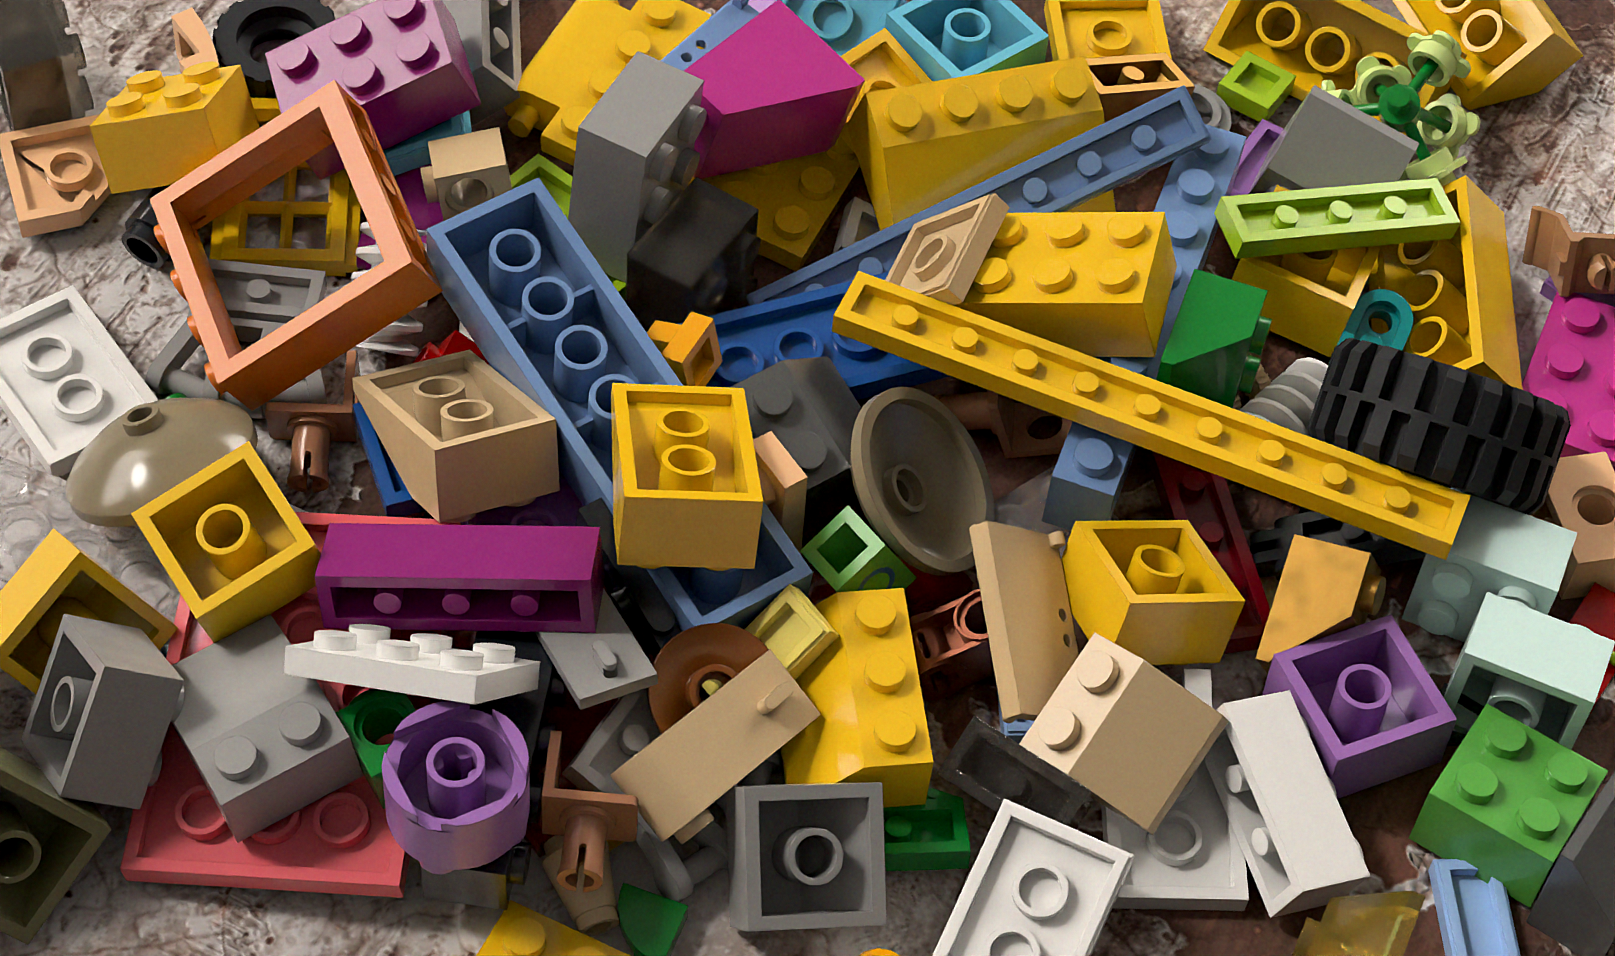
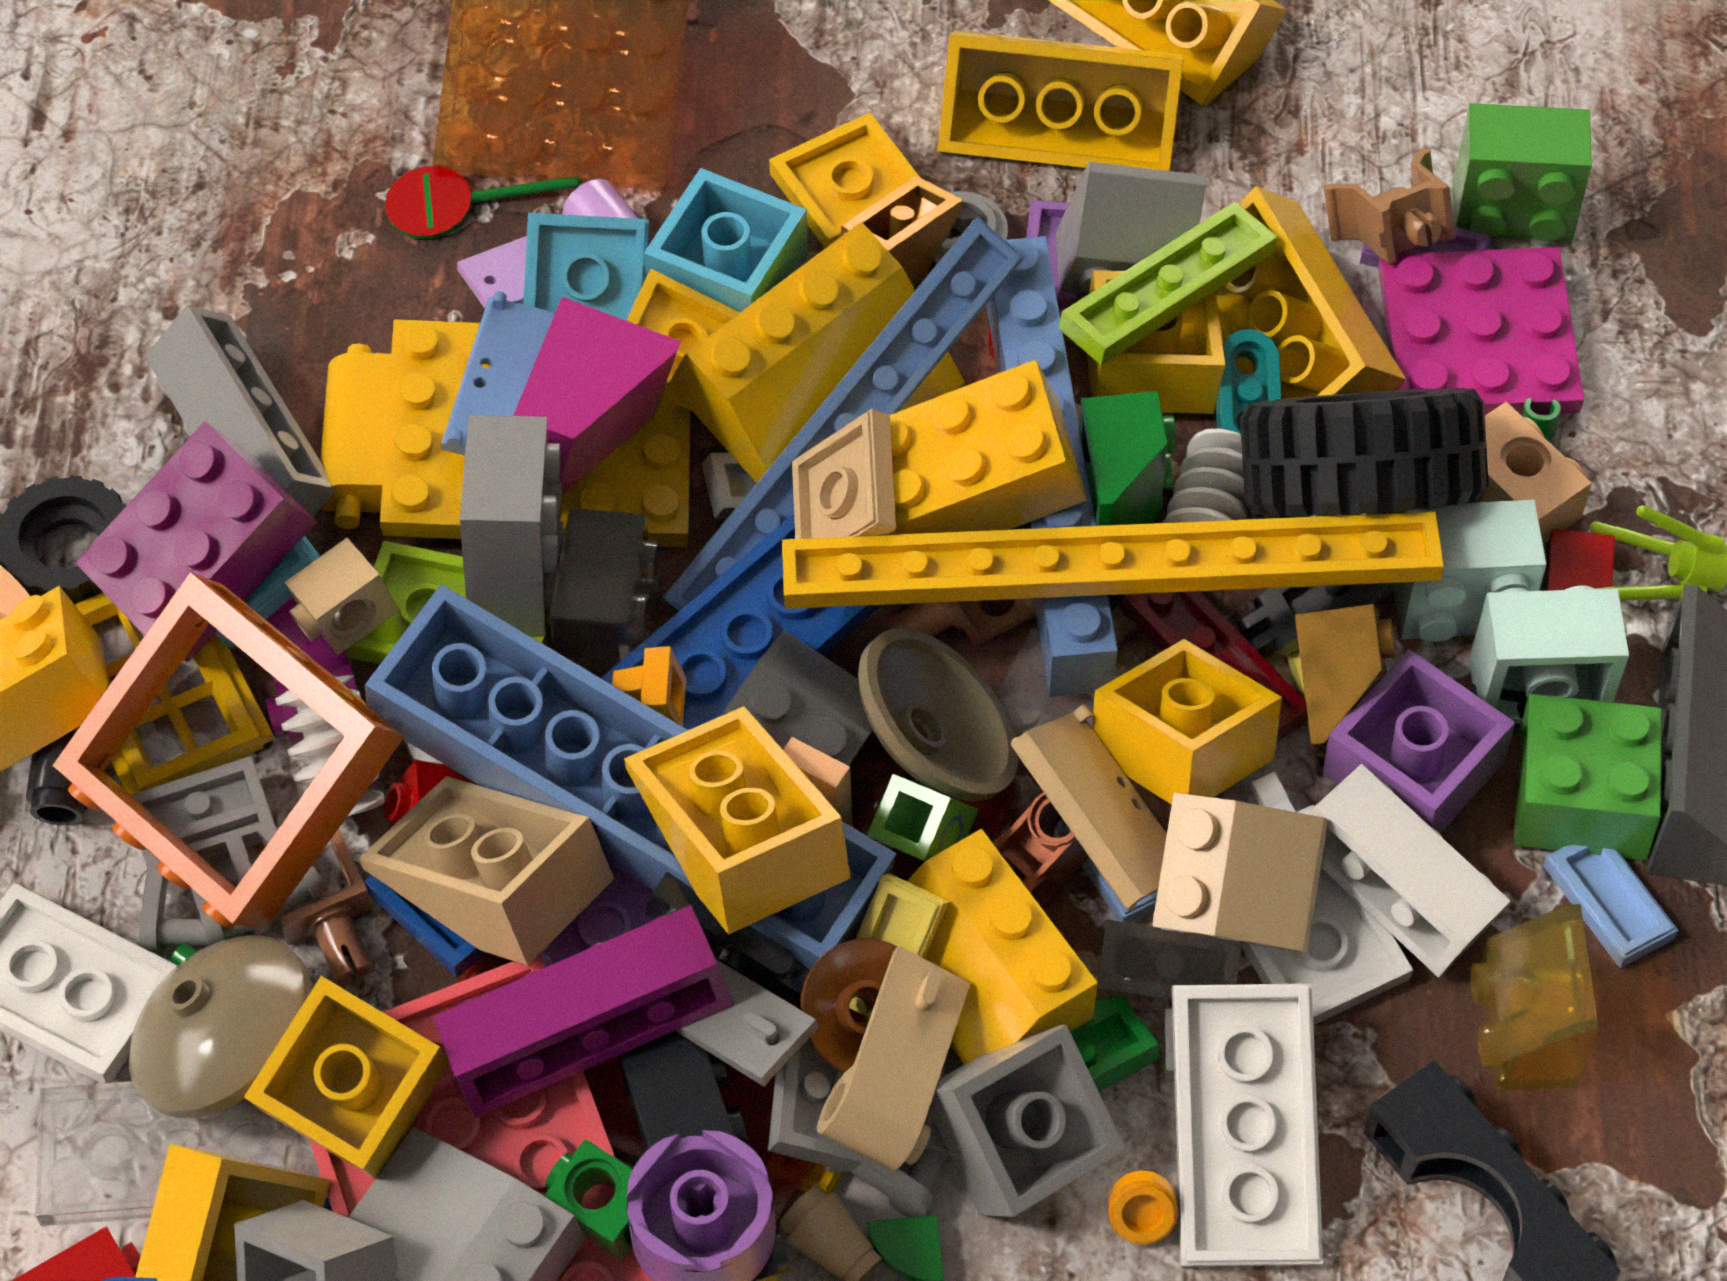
camera: 20 degrees left, 5 degrees up
(414, 667) = (595, 1120): white plate -> none
(584, 821) = (819, 1187): nougat bracket -> none
(1255, 87) = (1008, 170): lime plate -> none
(1395, 99) = (1199, 140): yellowish green plant -> none

